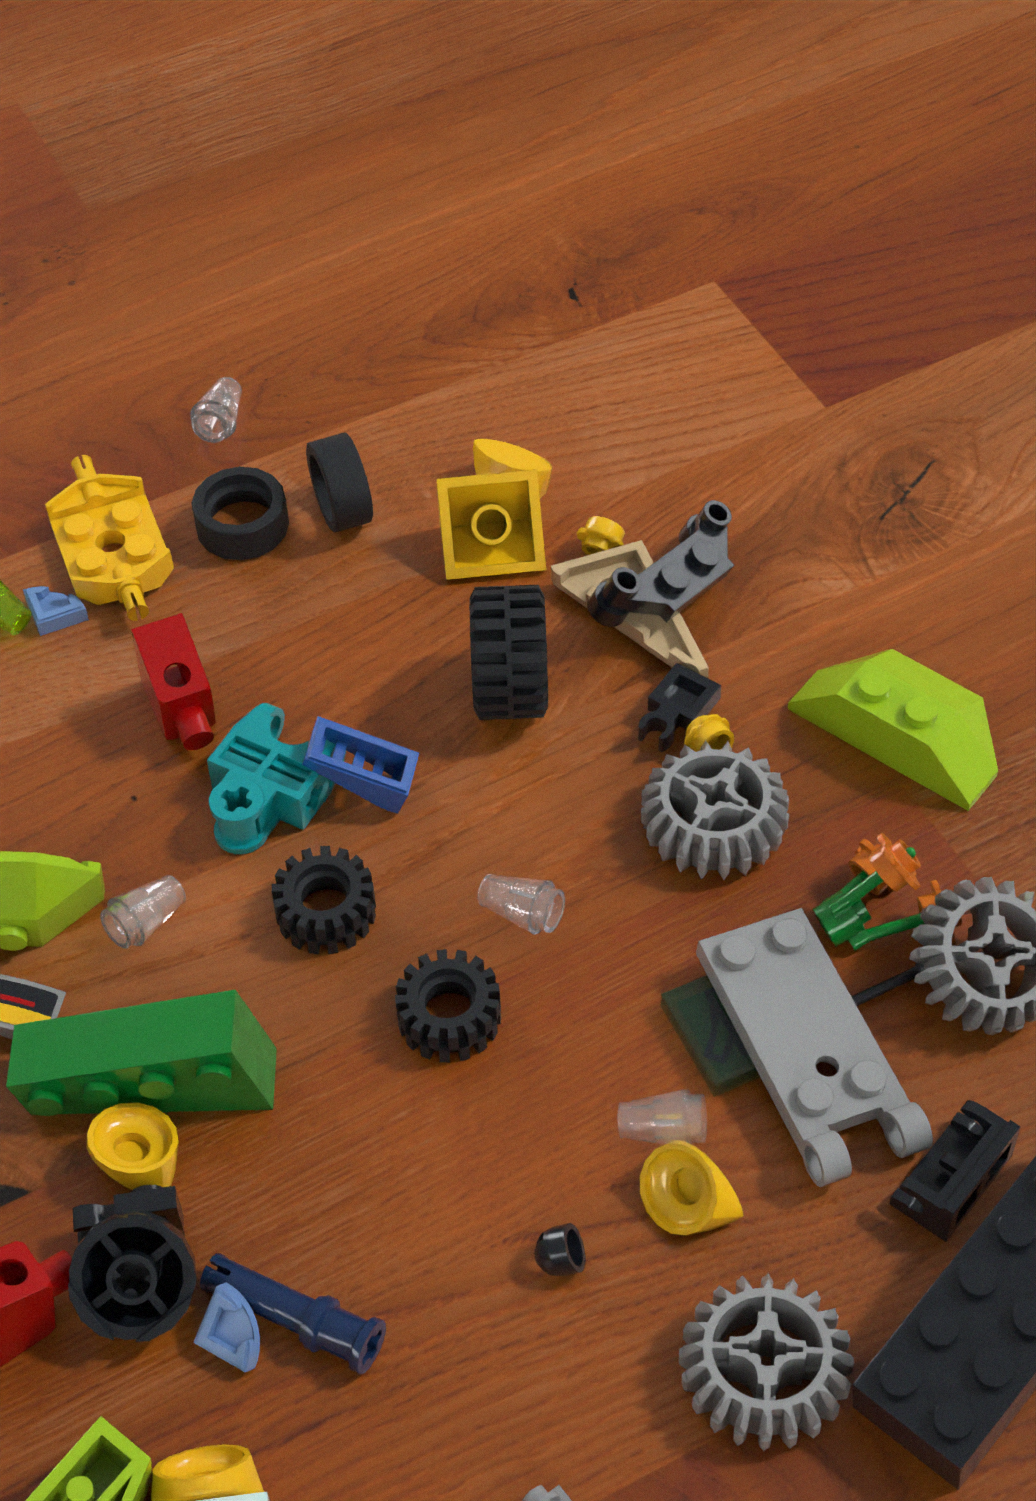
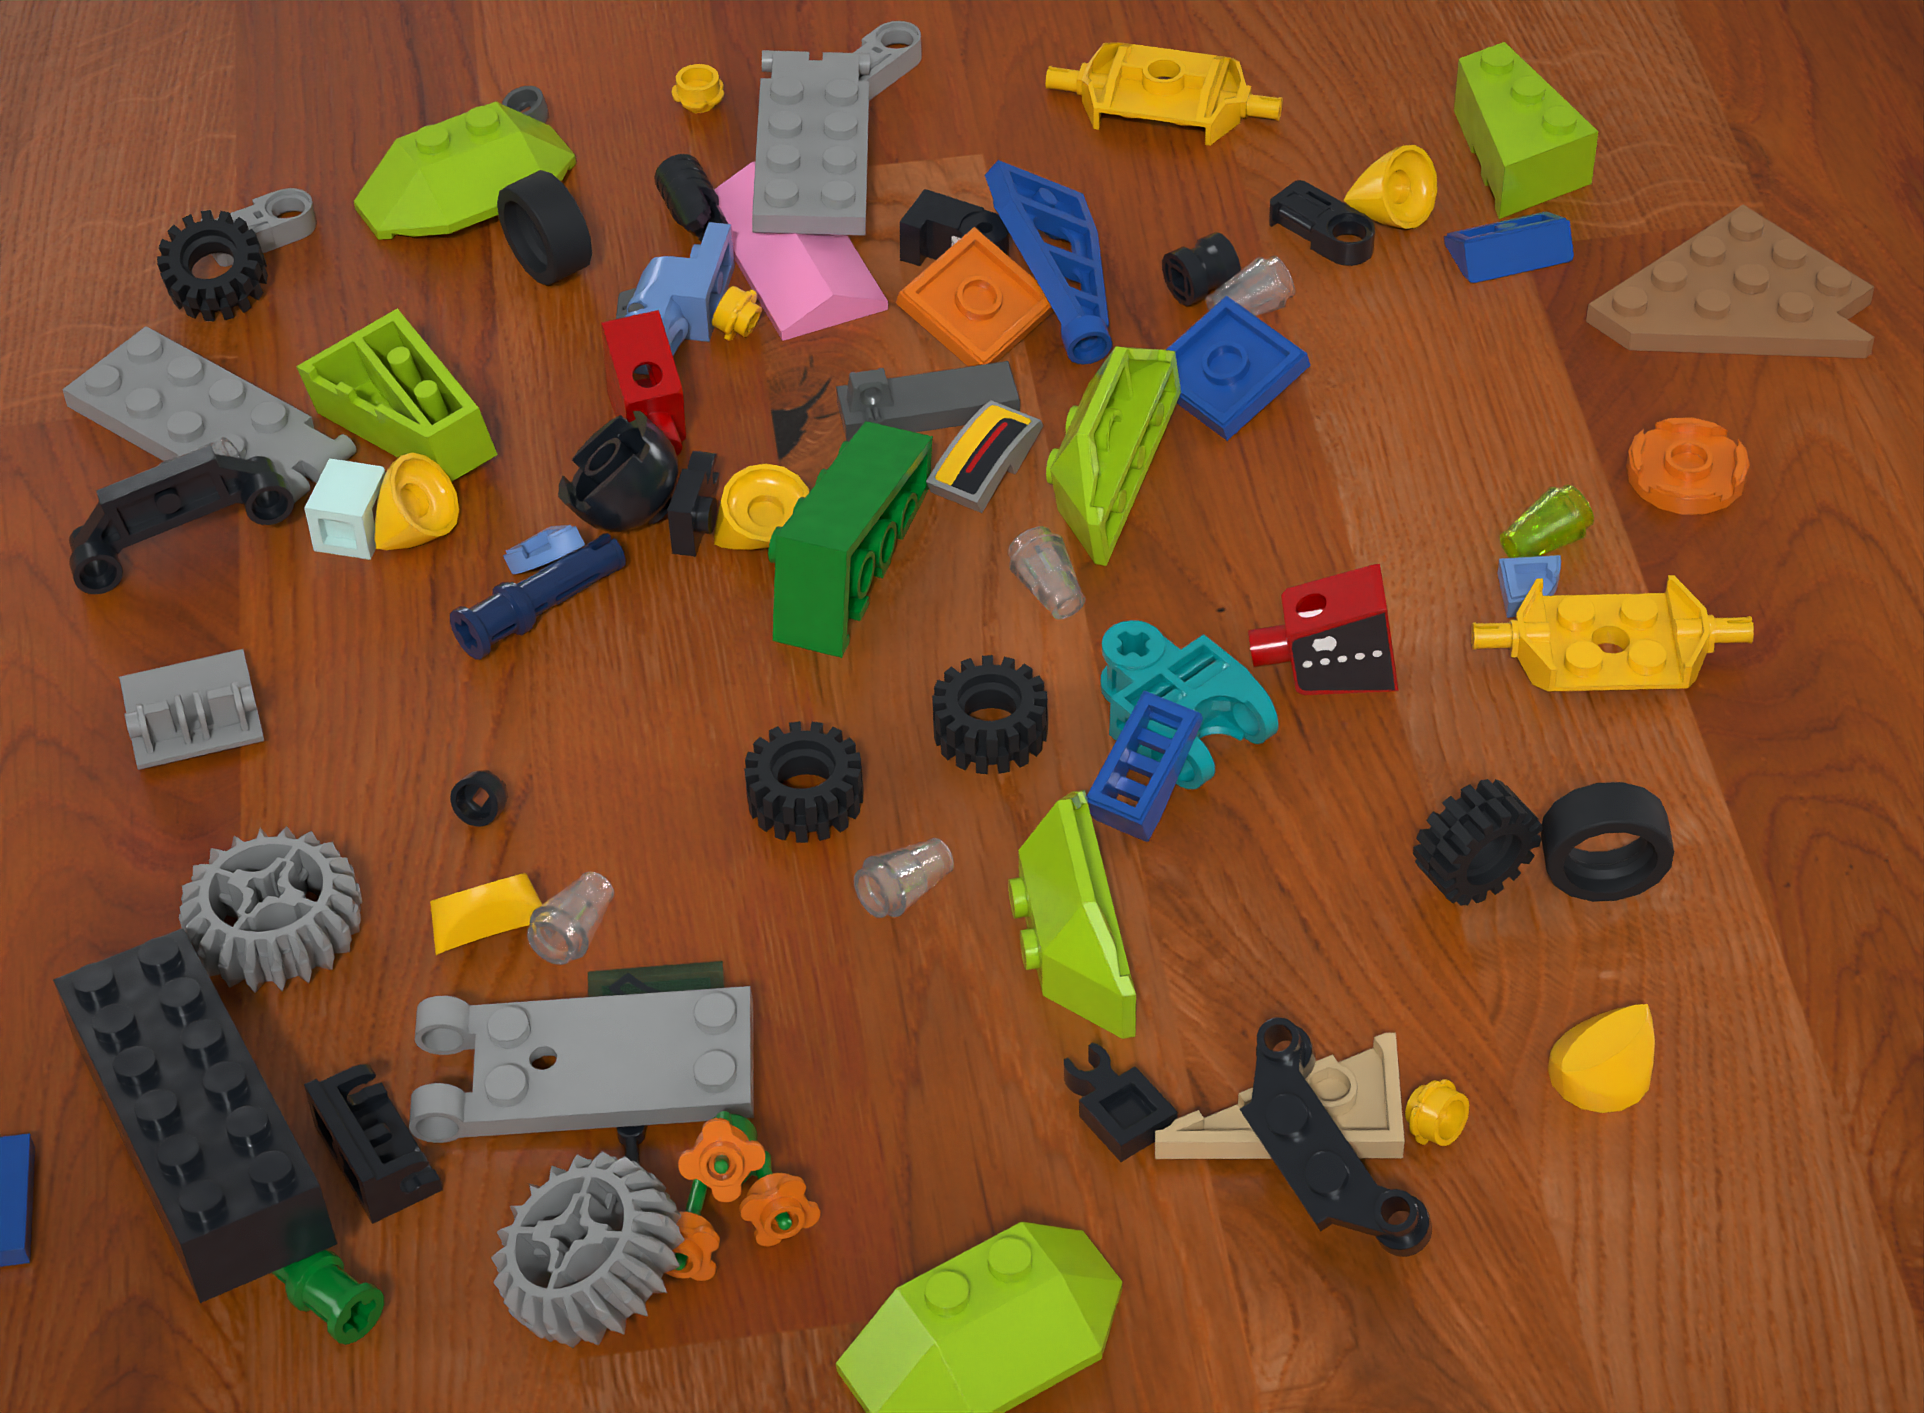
camera: 110 degrees right, 5 degrees down
(217, 411) = (1817, 780): clear cone -> none
(237, 486) = (1619, 727): black tyre -> none
(366, 549) = (1477, 842): none -> black tyre
(491, 524) = (1486, 996): yellow slope -> none
(508, 652) = (1232, 916): black tyre -> none
(513, 772) = (1072, 919): none -> lime wedge
(709, 728) = (1055, 1119): yellow plate -> none
(714, 796) = (936, 1104): light grey gear -> none

